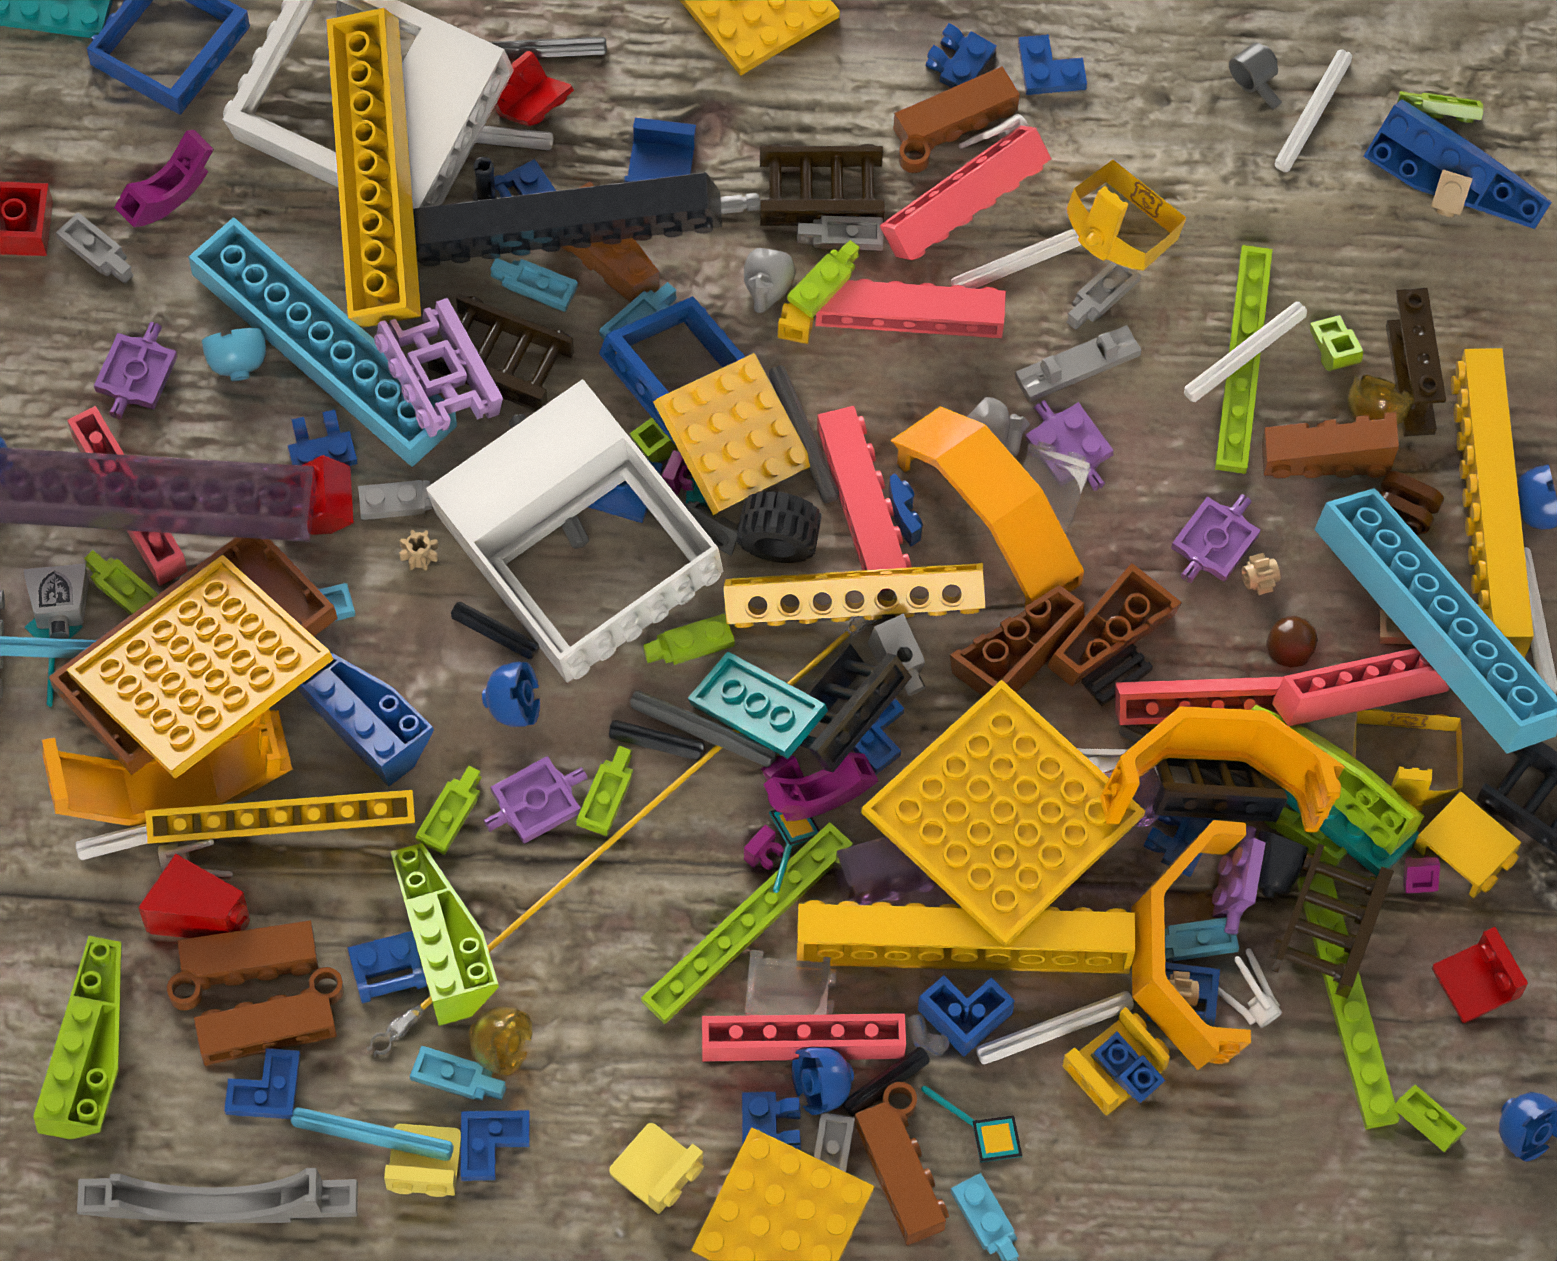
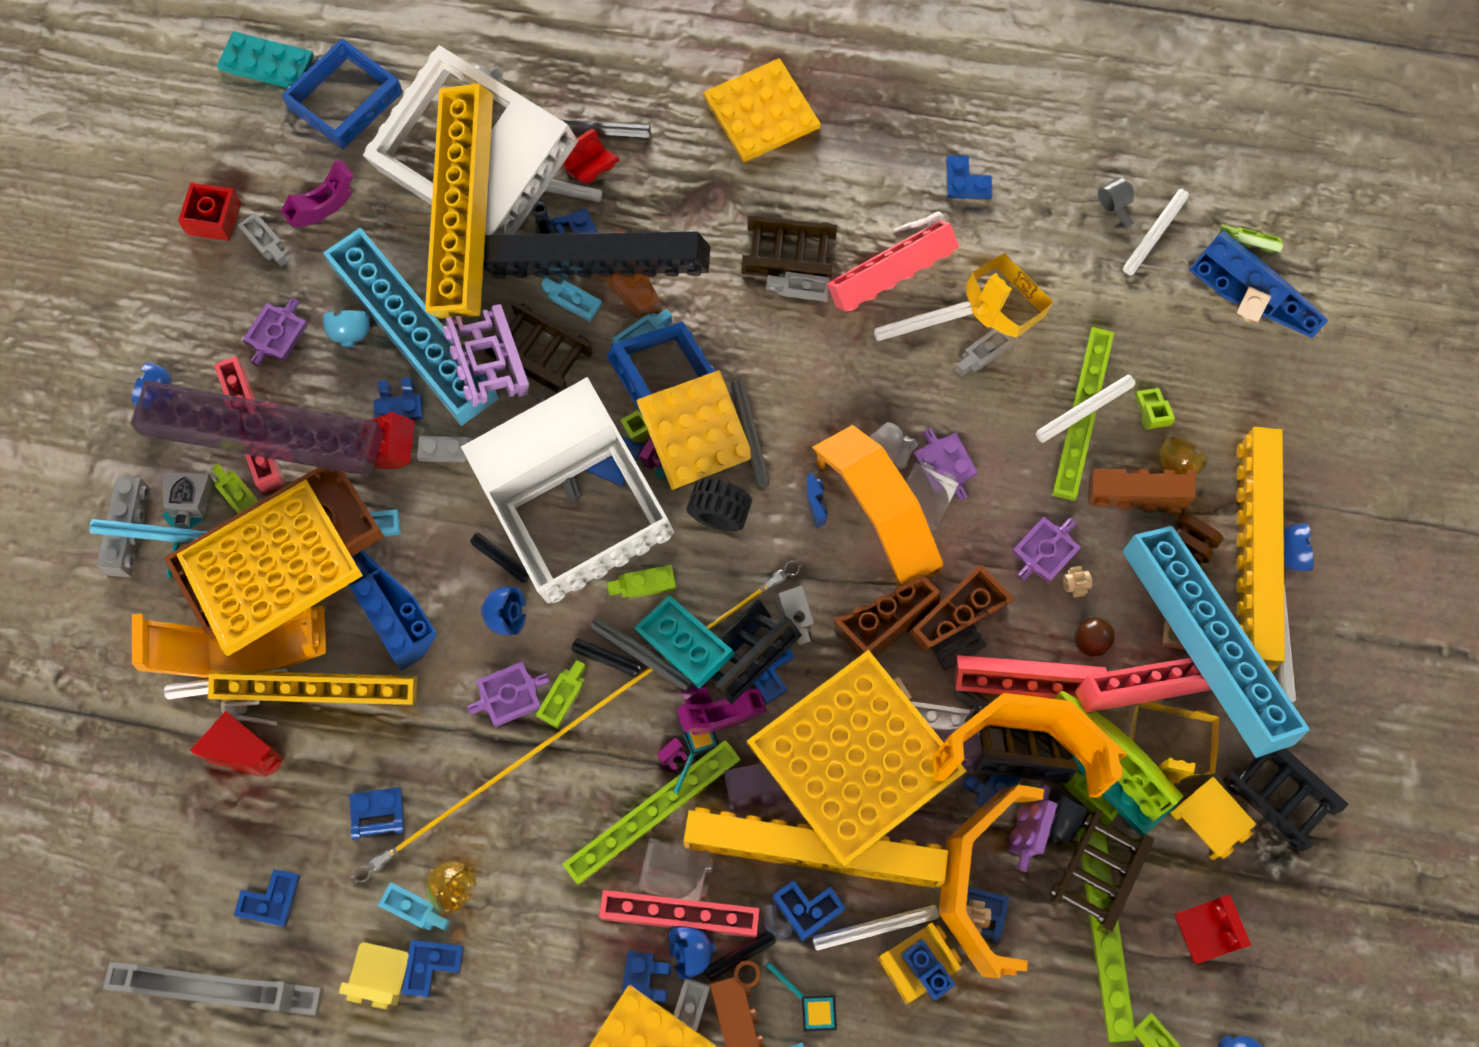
camera: 10 degrees right, 5 degrees up
(86, 1048) = (138, 852): lime wedge -> none
(241, 957) = (268, 792): dark orange hinge -> none
(269, 1024) = (280, 850): dark orange hinge -> none
(372, 1134) = (341, 949): medium azure axle -> none
(418, 550) = (454, 496): tan gear -> none
(446, 937) = (420, 799): lime wedge -> none
(450, 811) = (444, 695): lime hinge -> none
(657, 1167) = (552, 1005): light yellow bracket -> none
(661, 149) = (677, 211): blue panel -> none
(721, 531) = (675, 502): dark grey hinge -> none
(737, 203) = (726, 255): light grey axle -> none
(768, 276) = (740, 313): light grey piece -> none
(794, 324) = (757, 345): yellow brick -> none
(824, 279) = (780, 320): lime hinge -> none
(861, 490) = (785, 489): coral brick -> none
(868, 582) = (779, 556): yellow brick -> none
(916, 308) = (841, 347): coral brick -> none
(953, 114) = (892, 206): dark orange hinge -> none
(967, 63) = (907, 171): blue plate -> none
(1077, 363) = (959, 402): light grey hinge -> none
(1198, 940) = (995, 870): medium azure hinge -> none
(1263, 1006) = (1040, 931): white plant -> none
(1416, 360) = (1214, 429): dark brown fence -> none
(1421, 874) = (1174, 838): magenta tile -> none

